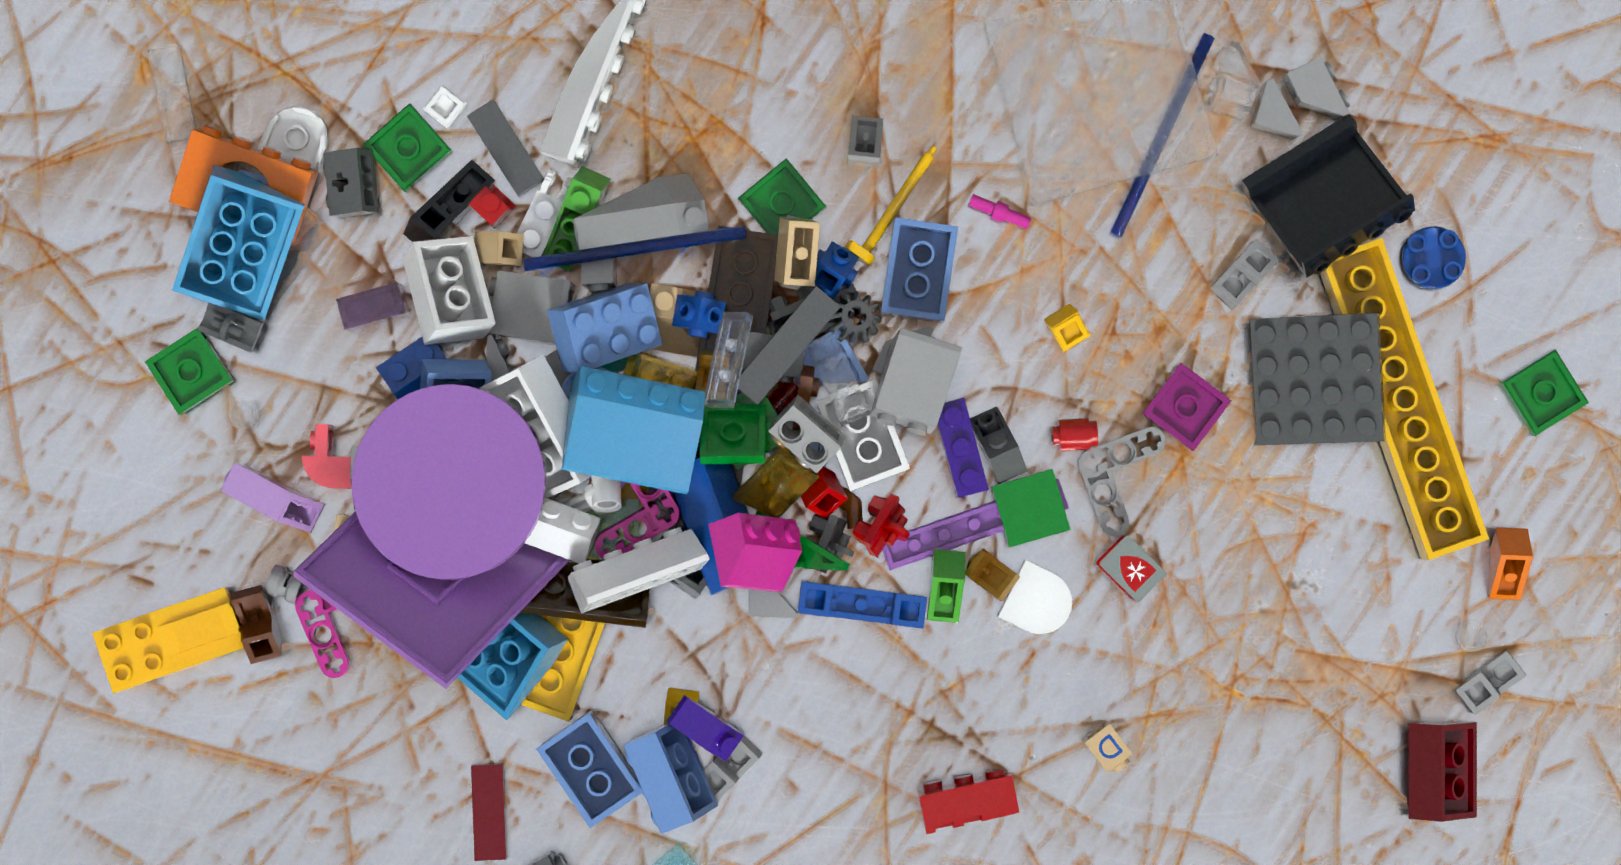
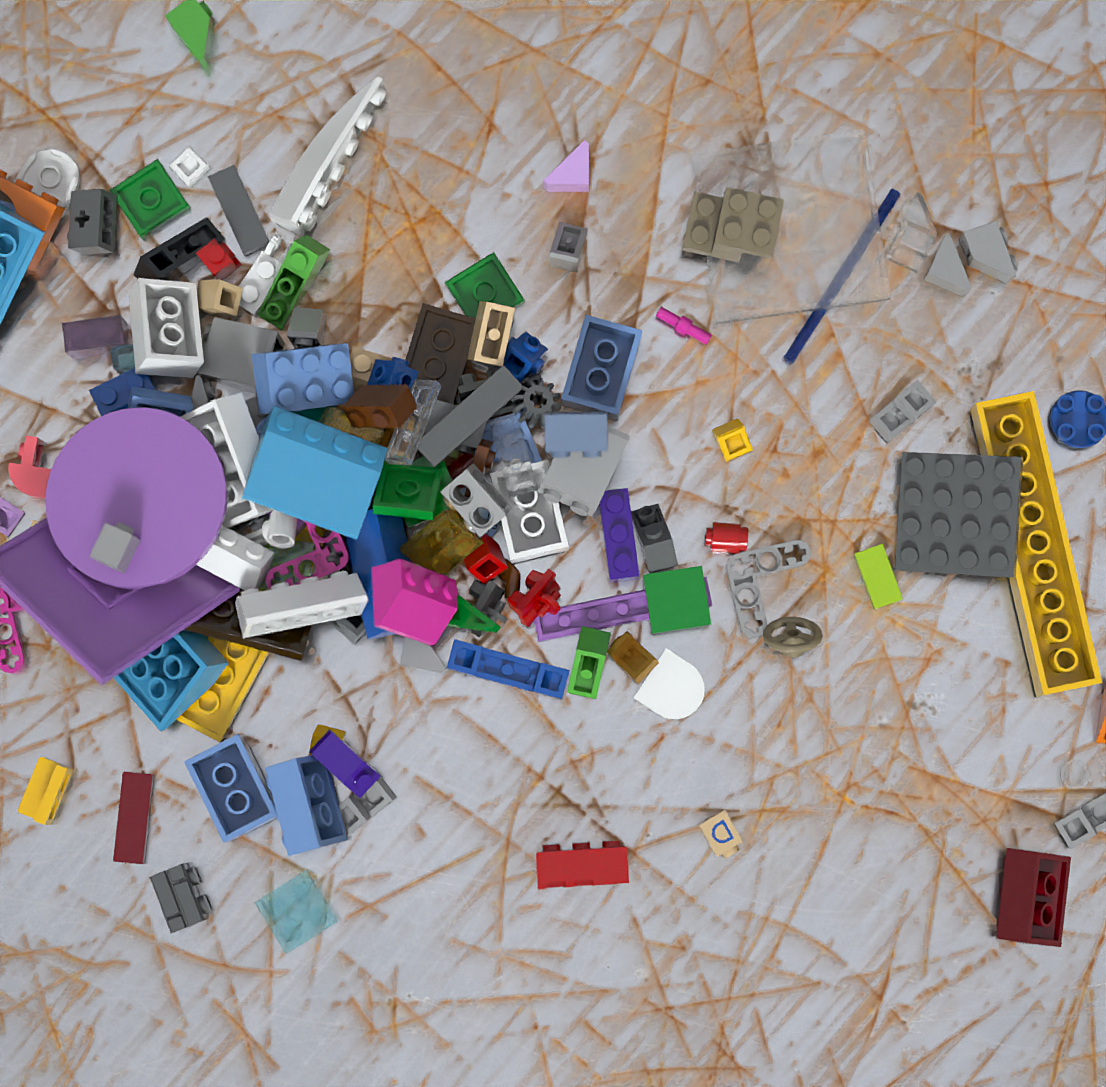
camera: 10 degrees right, 5 degrees down
(391, 796) = (45, 790): none -> yellow panel
(407, 327) = (123, 358): none -> clear light blue slope
(436, 539) = (115, 547): none -> light grey brick
(634, 248) = (341, 312): clear blue piece -> none
(649, 212) = (360, 284): light grey wedge -> none
(691, 348) = (380, 406): none -> reddish brown brick
(860, 61) = (572, 173): none -> lavender slope
(864, 251) = (554, 345): yellow piece -> none
(906, 355) = (576, 433): none -> sand blue brick
(1040, 98) = (733, 224): none -> dark tan bracket
(1131, 568) = (763, 667): piece -> none
(1158, 535) = (792, 642): none -> dark tan piece
(1186, 407) = (833, 526): magenta plate -> none
(1239, 454) = (878, 576): none -> lime tile
(1327, 197) = (987, 348): black panel -> none

